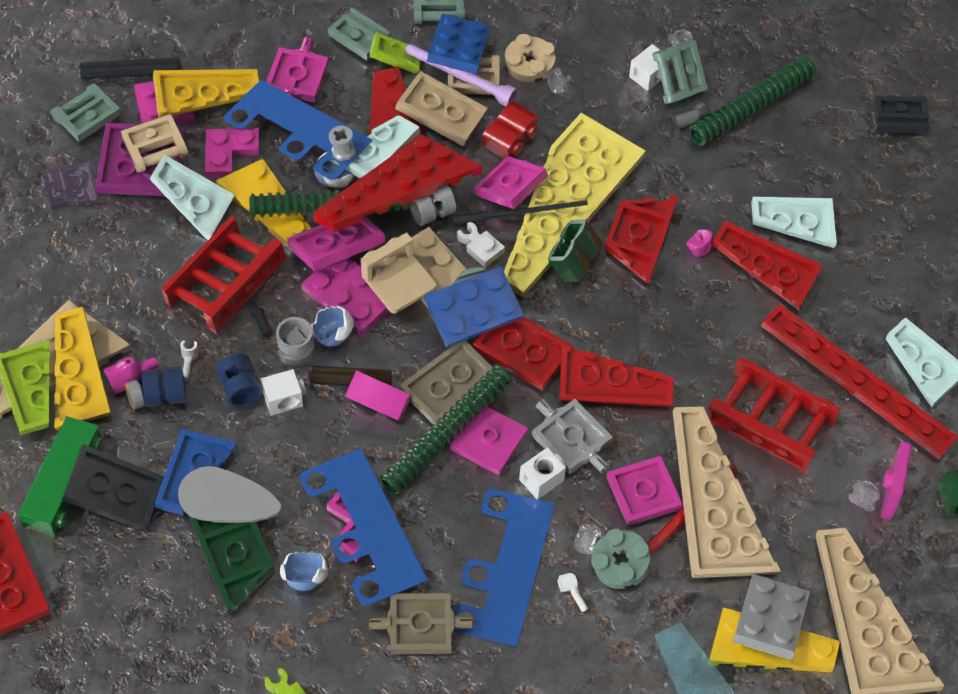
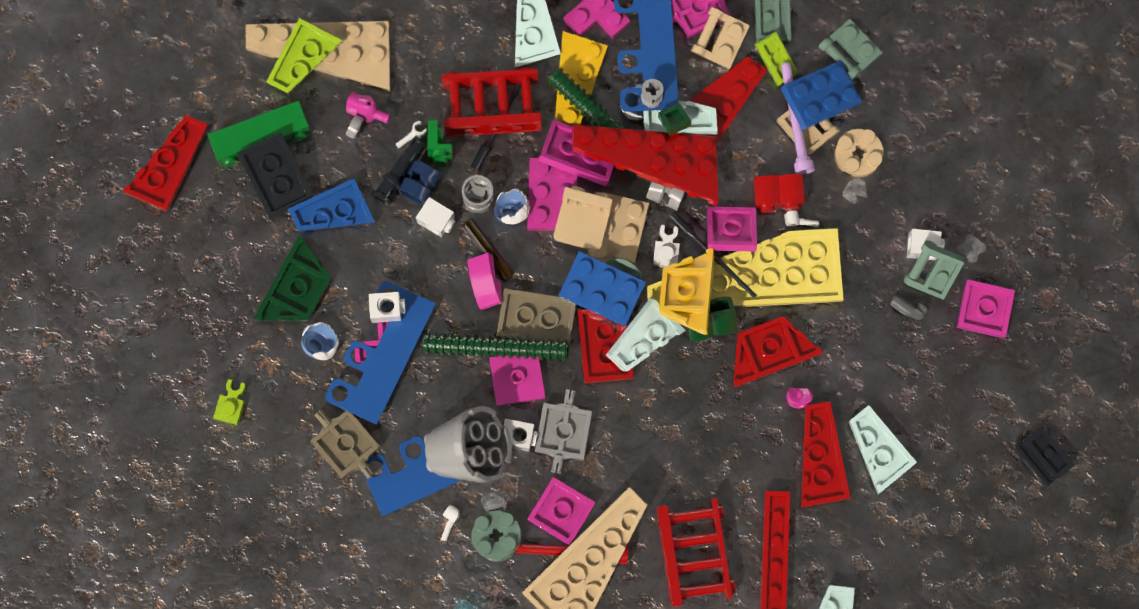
camera: 50 degrees right, 20 degrees up
(77, 372) = (334, 82): yellow wing -> none
(164, 386) = (371, 137): dark blue wheel -> none
(214, 401) = (393, 180): none -> black pin
(216, 338) = (437, 152): none -> green bracket
(225, 497) = (328, 249): light grey shield -> none
(326, 495) = (378, 299): none -> white brick
(346, 73) = (727, 41): none -> tan plate
(380, 144) = (674, 119): none -> dark green plate
(441, 108) = (753, 130): tan plate -> none
(522, 509) = (469, 446): none -> light grey cone
(539, 244) = (687, 291): none -> yellow wing
(543, 140) = (792, 219): none -> white hand
(544, 307) = (643, 336): none -> light aqua wing
(609, 381) = (624, 421): red wing -> none
(741, 66) = (985, 309): none -> dark pink plate
(752, 100) = (961, 340): dark green piece -> none

